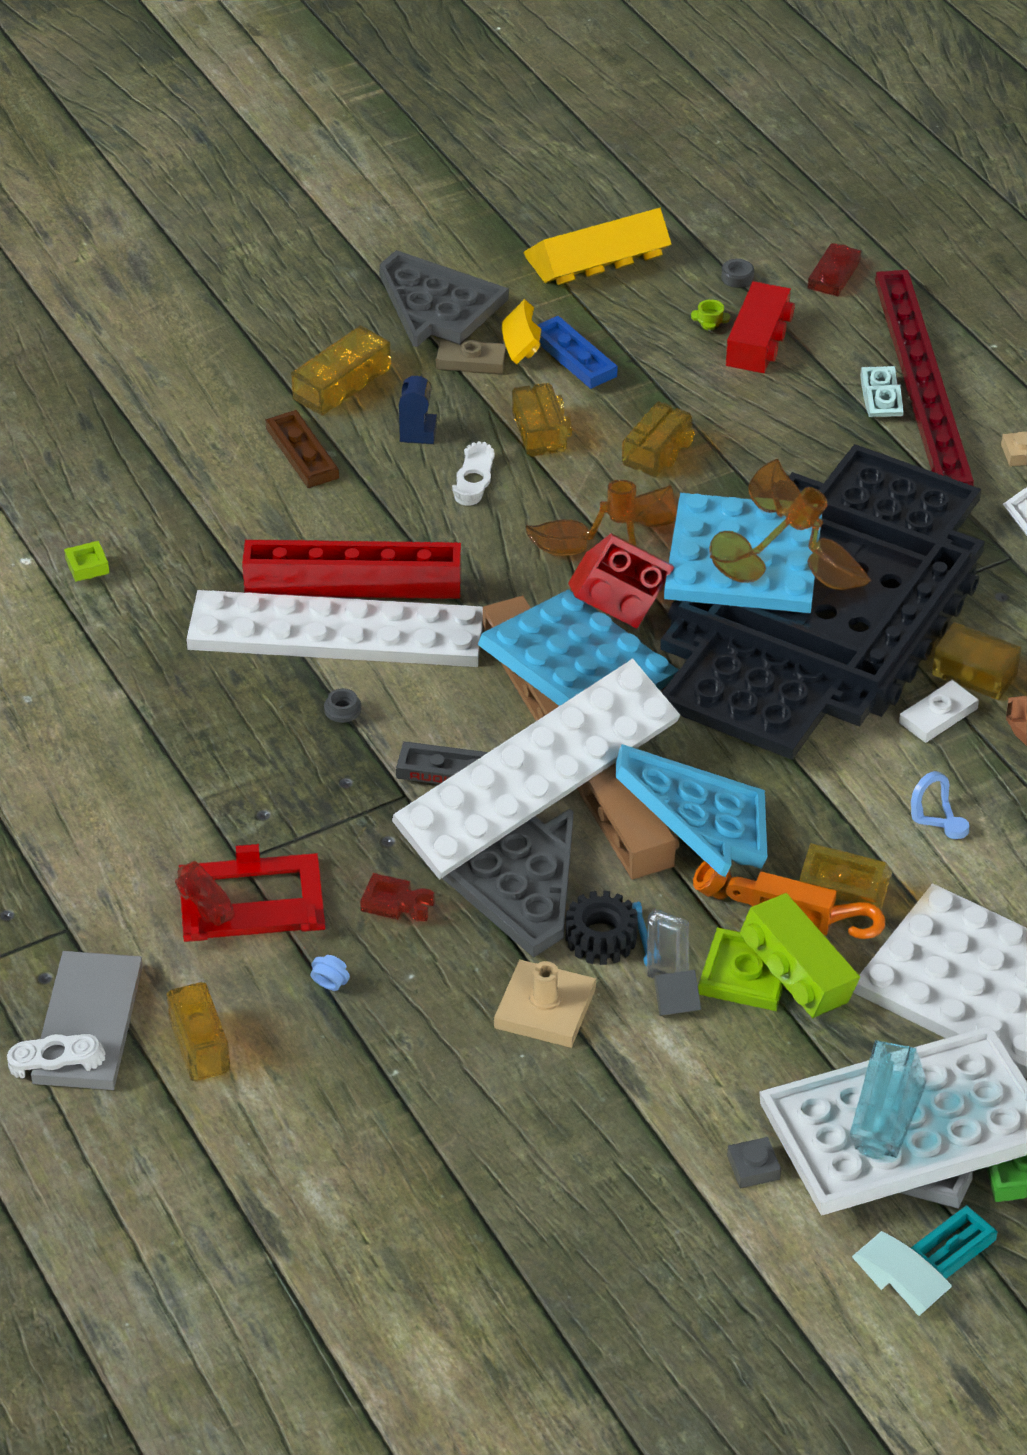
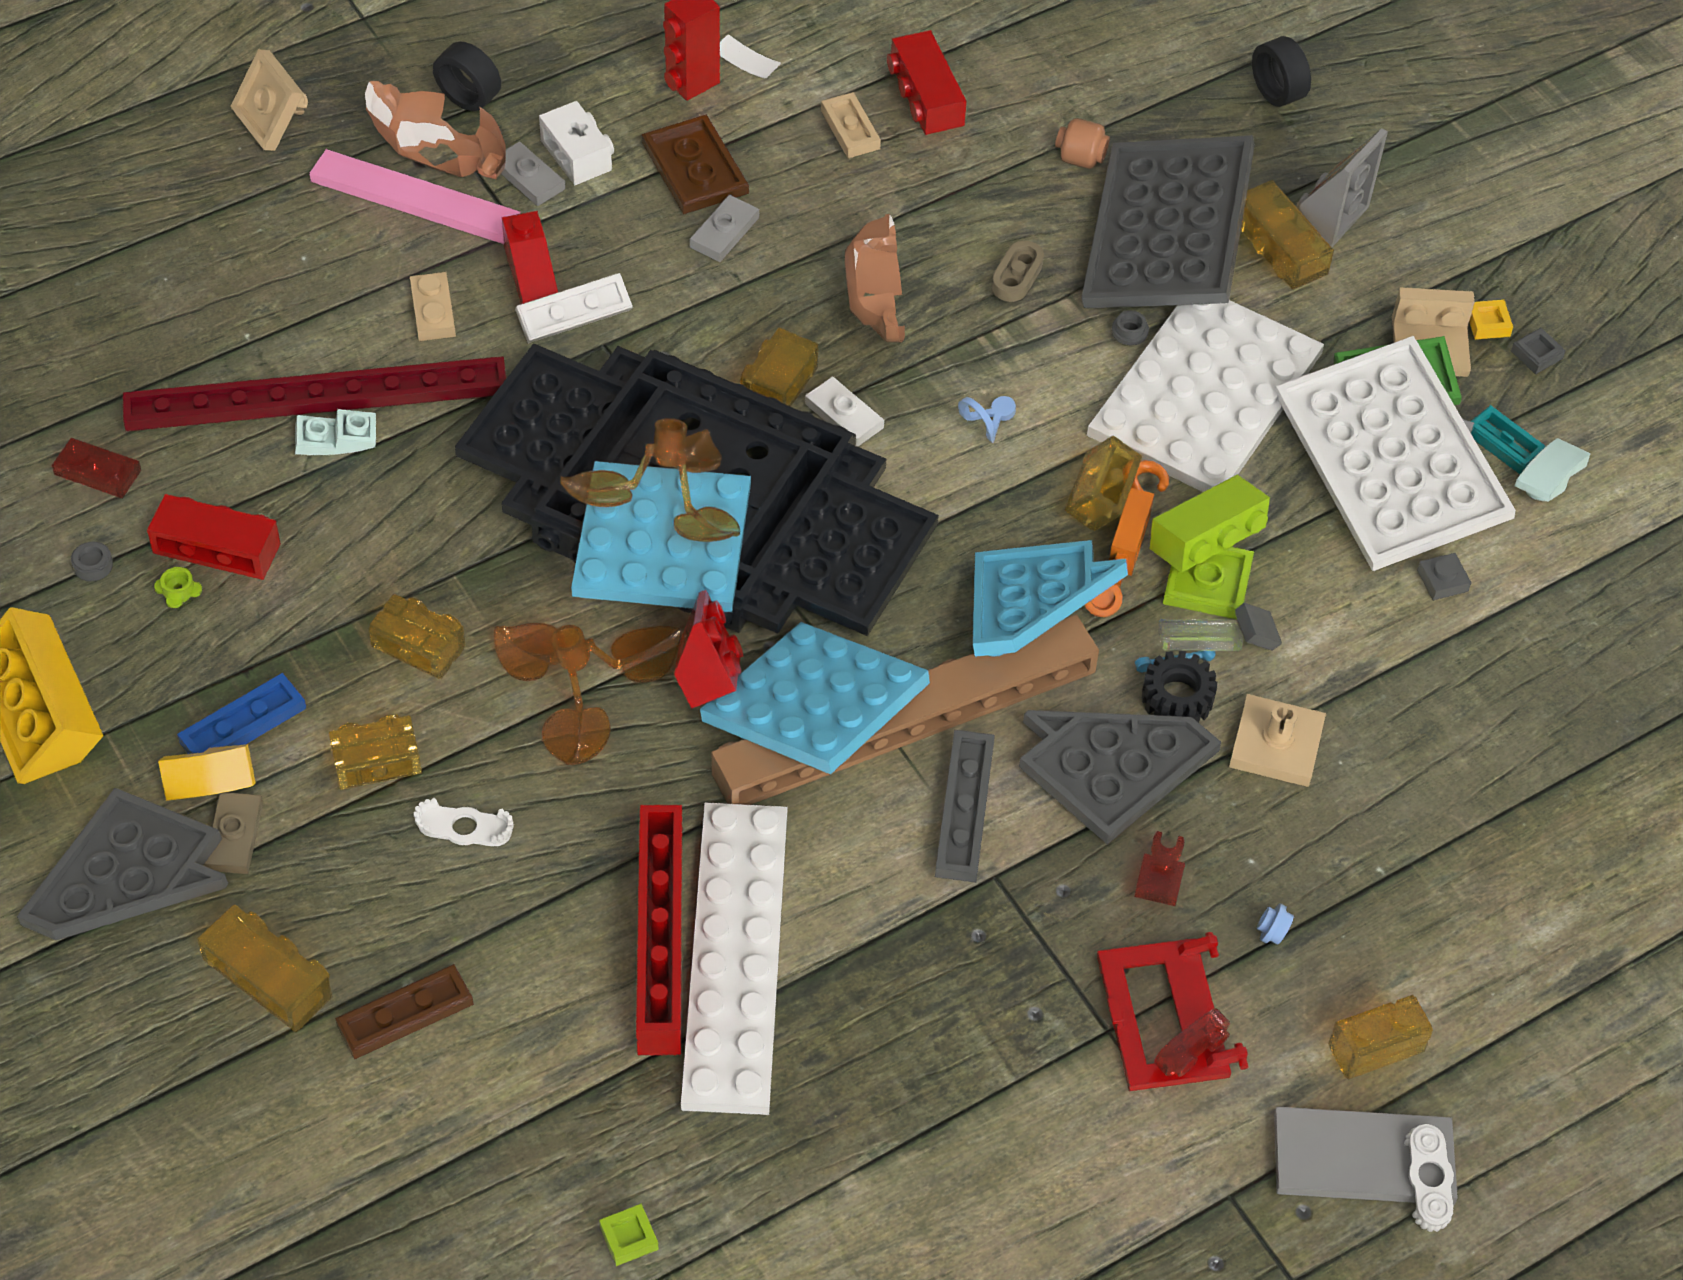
camera: 95 degrees left, 10 degrees up
(342, 705) = (874, 928): dark grey plate -> none
(414, 420) = (368, 871): dark blue leg -> none
(534, 768) = (1004, 725): white plate -> none
(887, 1100) = (1410, 446): clear light blue slope -> none

